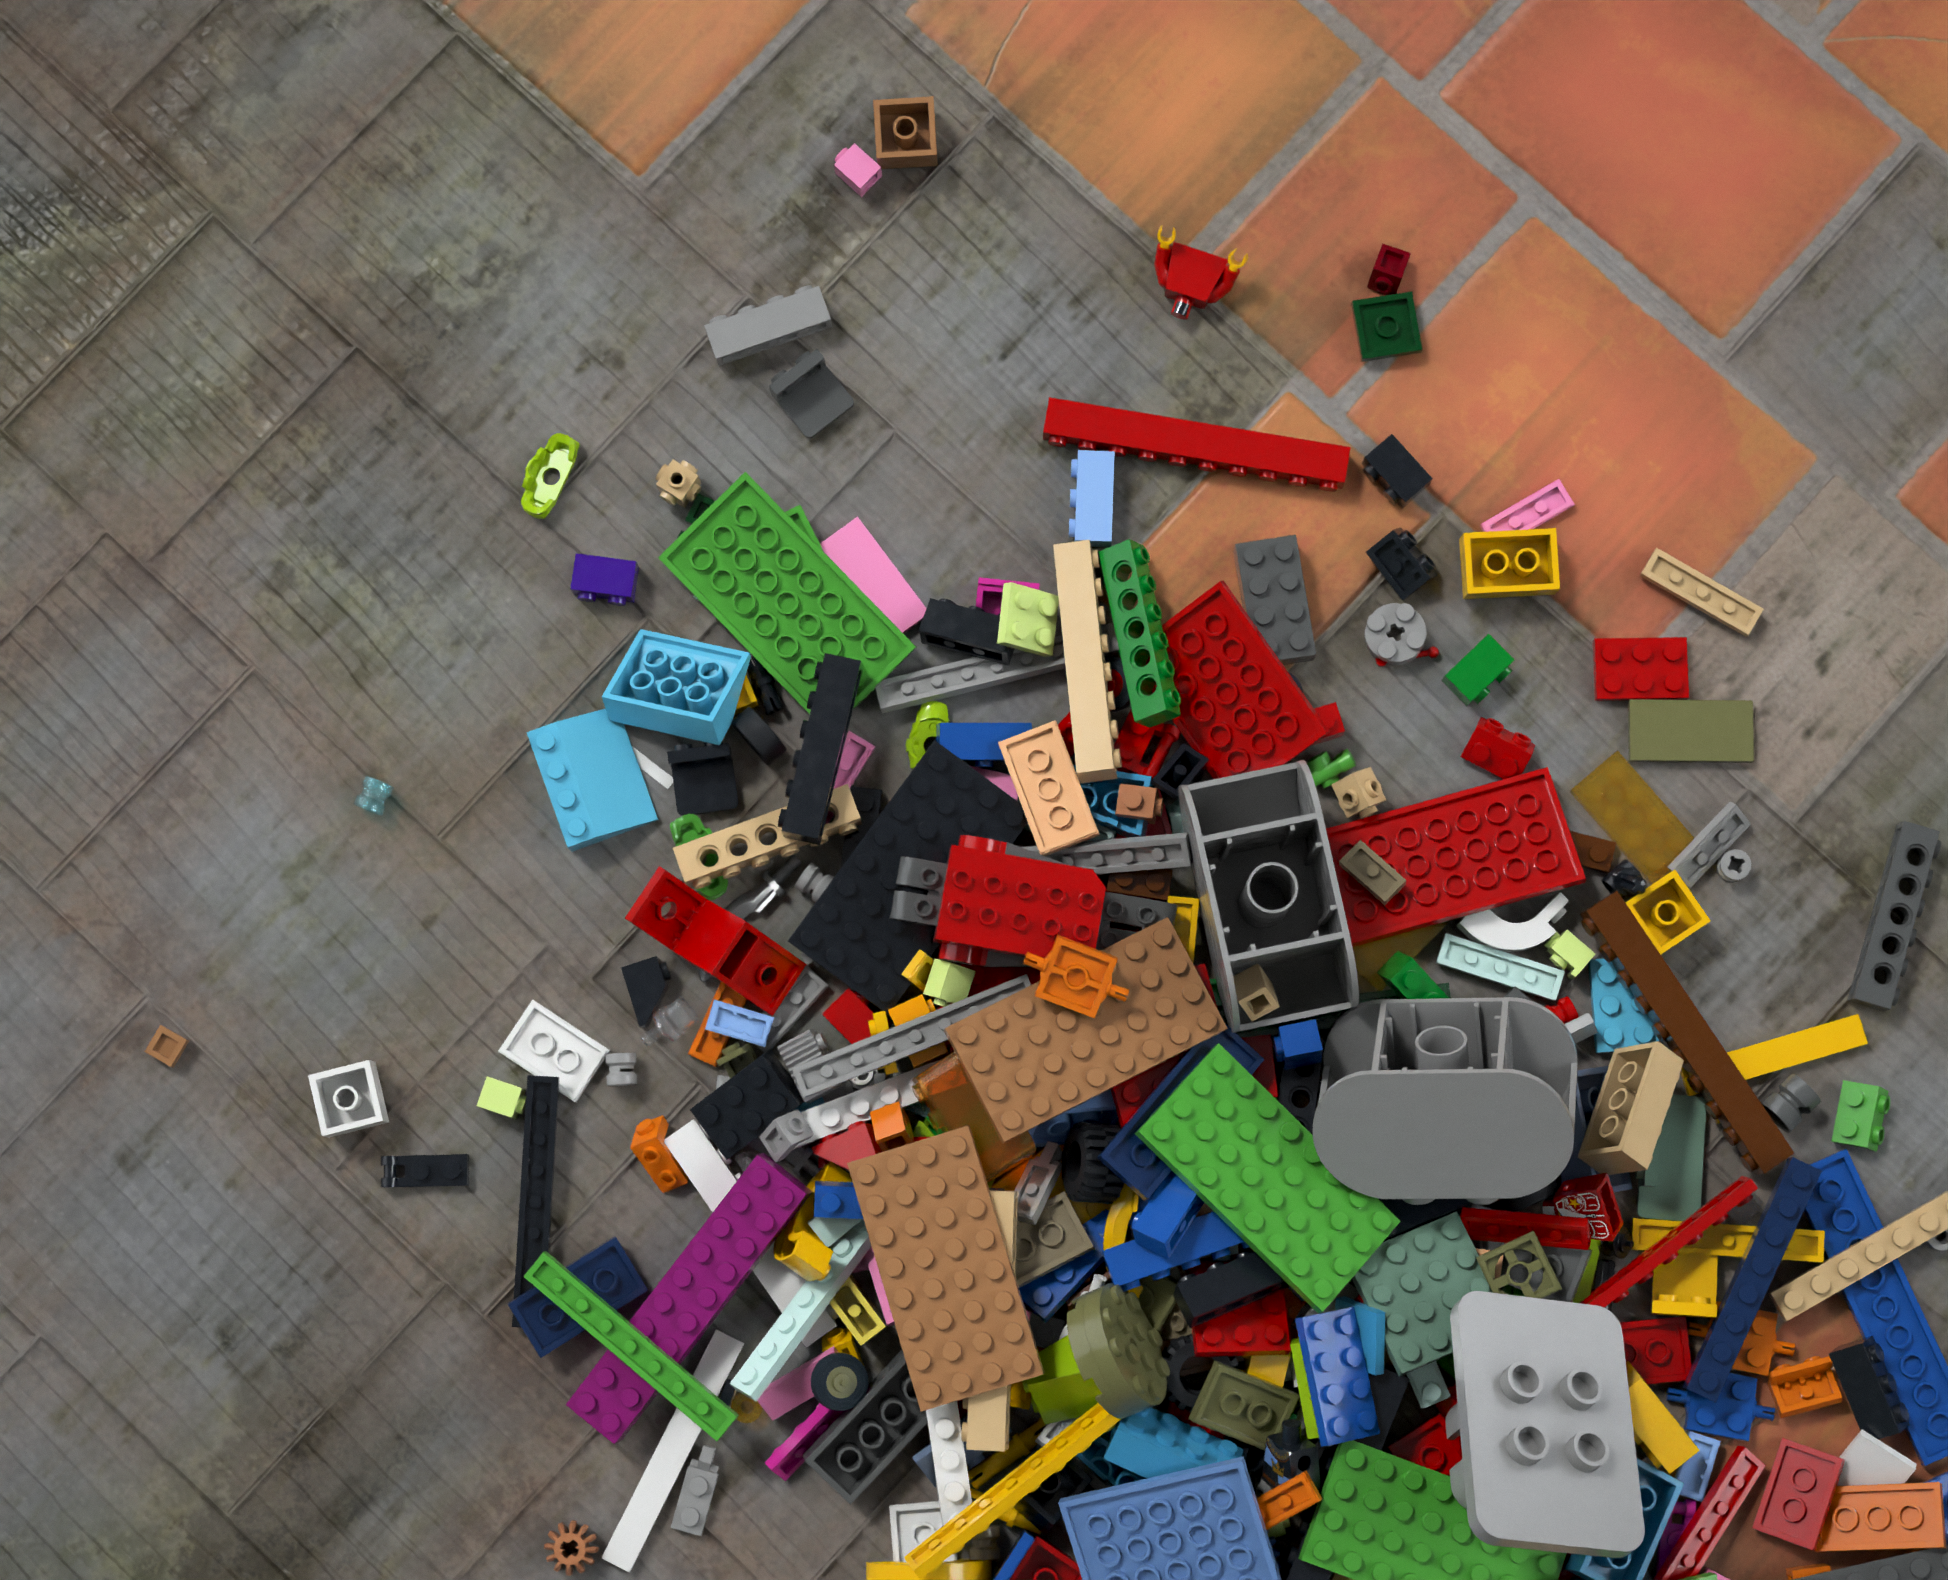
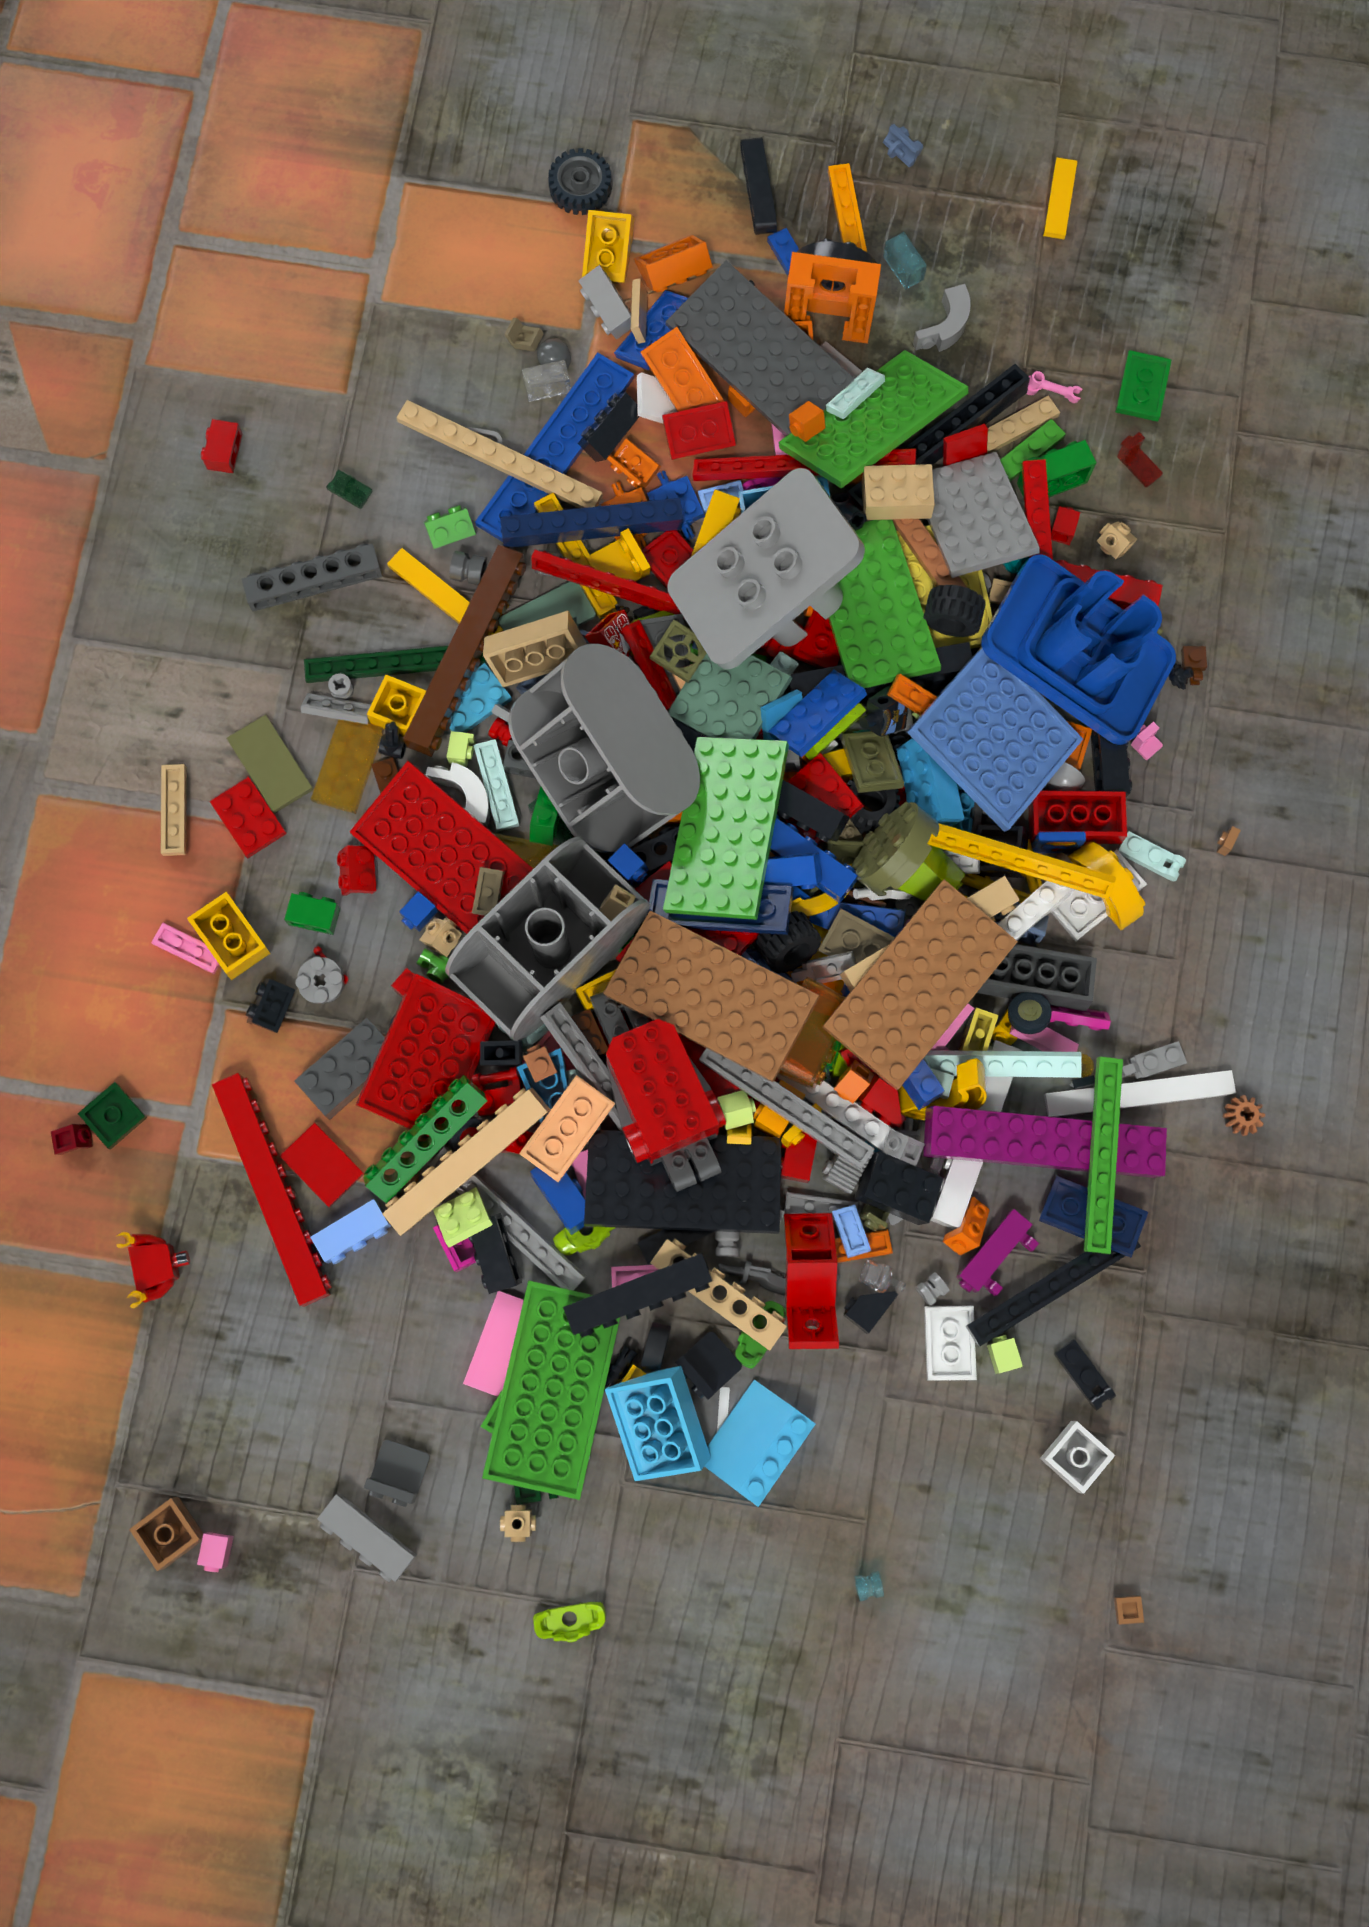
camera: 130 degrees left, 5 degrees down
(604, 579) = (617, 1529): dark purple brick -> none
(614, 1163) = (994, 1251): none -> magenta brick
(1076, 976) = (683, 1018): orange plate -> none
(1187, 512) = (322, 1165): none -> red tile
(1396, 471) = (210, 1046): black brick -> none
(1404, 785) = (418, 912): none -> blue brick
(1738, 924) = (376, 664): none -> dark green tile

